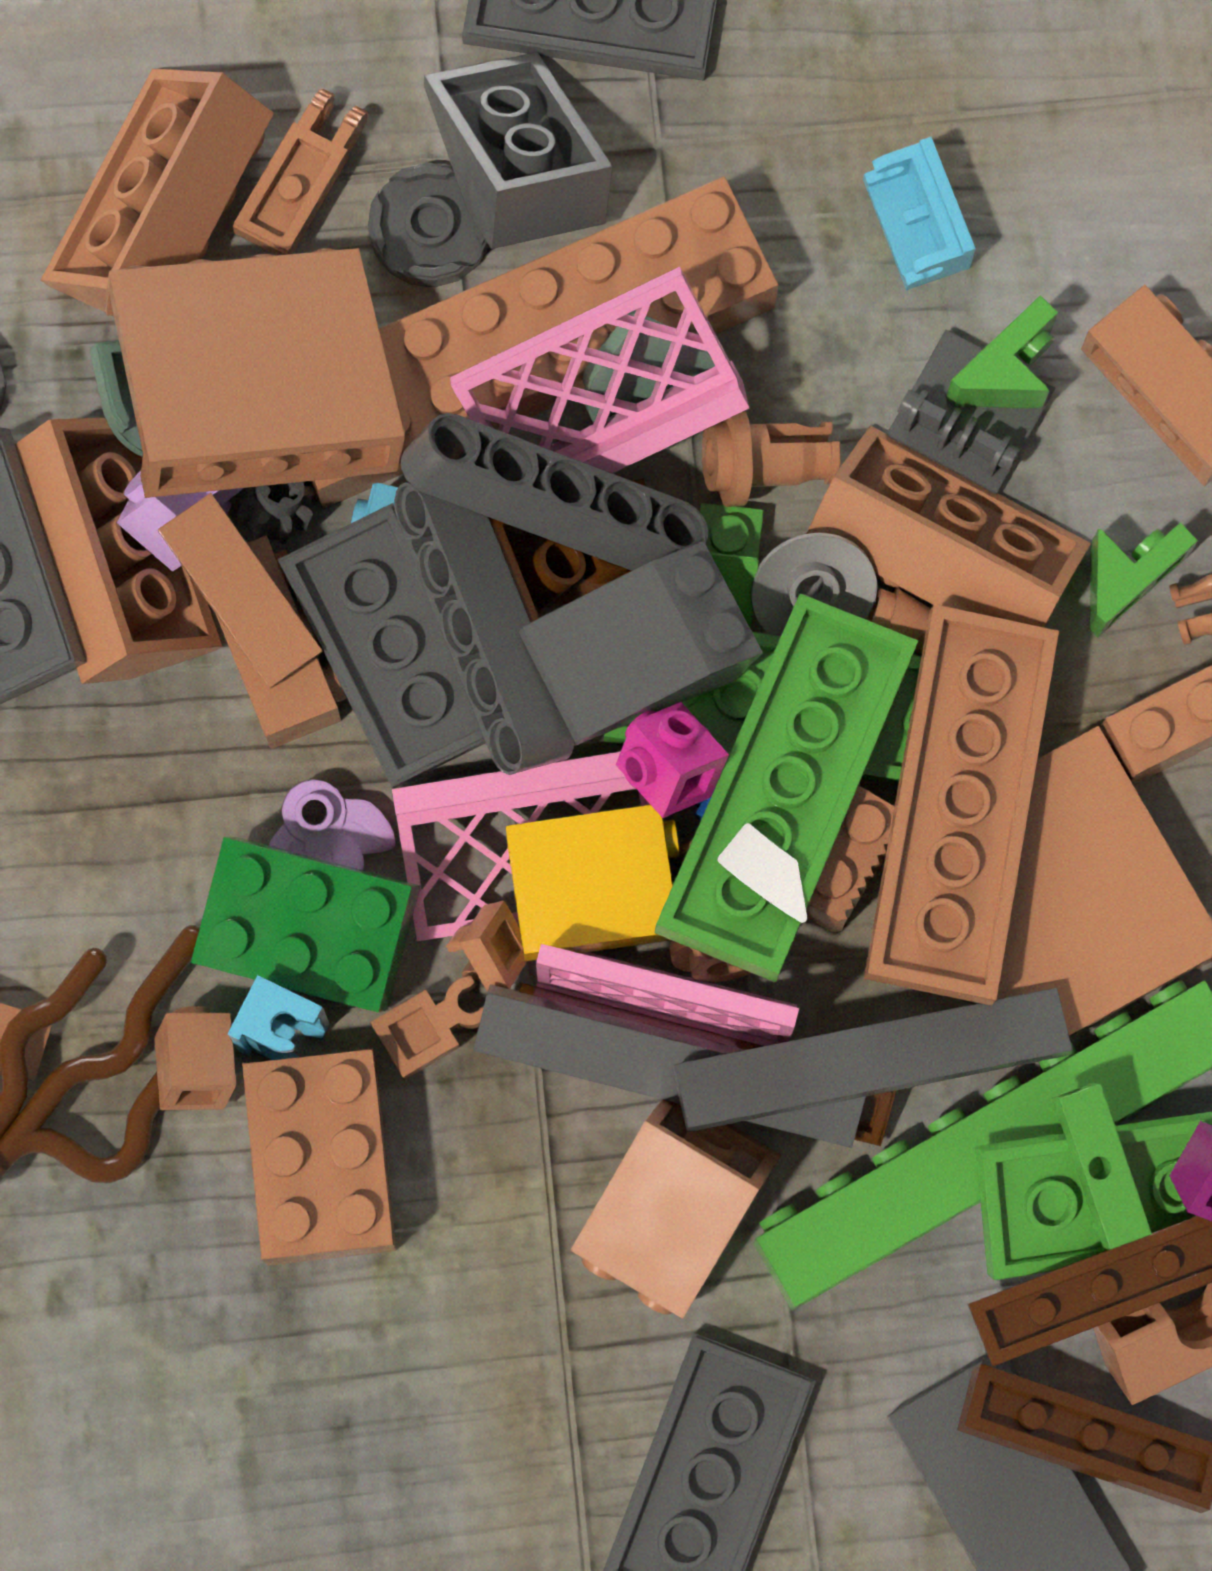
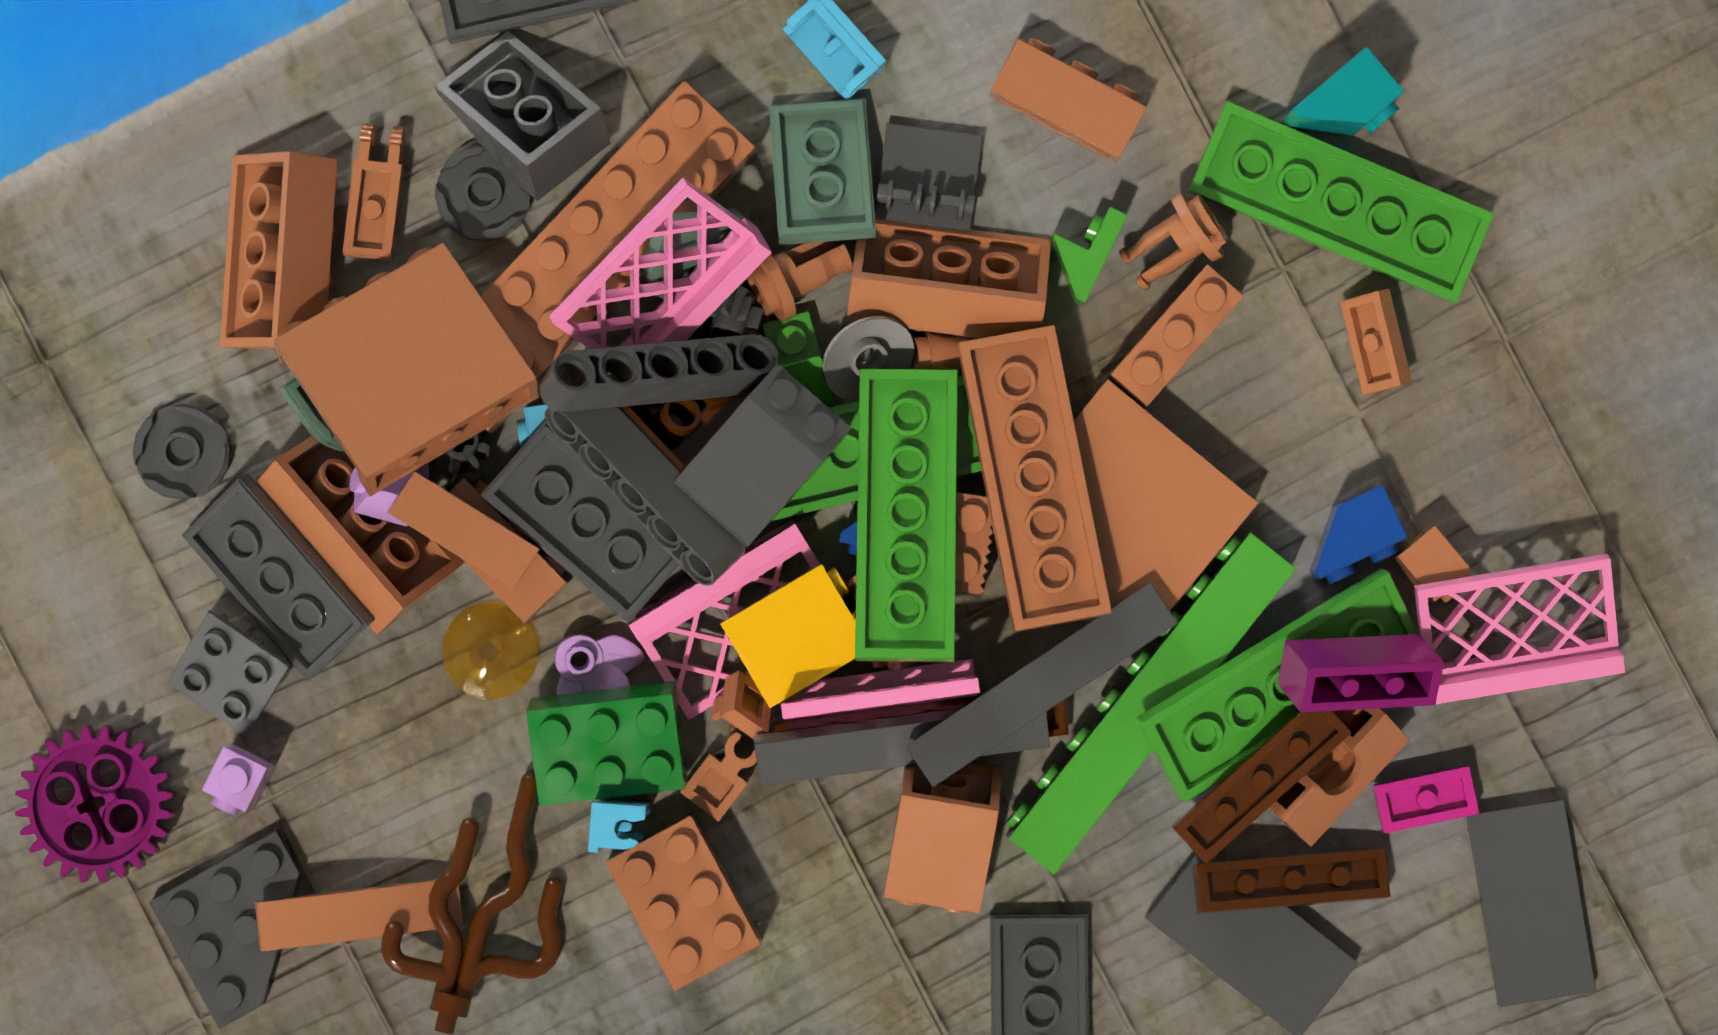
camera: 20 degrees left, 10 degrees up
(195, 1060) = (569, 868): nougat brick -> none
(216, 795) = (515, 646): none -> clear yellow dish
(671, 759) = (817, 530): dark pink brick -> none
(674, 472) = (736, 315): none -> dark grey gear
(766, 870) = (916, 587): white sticker -> none
(846, 351) = (822, 171): none -> sand green tile
(998, 375) = (937, 147): bright green slope -> none
(1112, 1195) = (1243, 714): bright green piece -> none

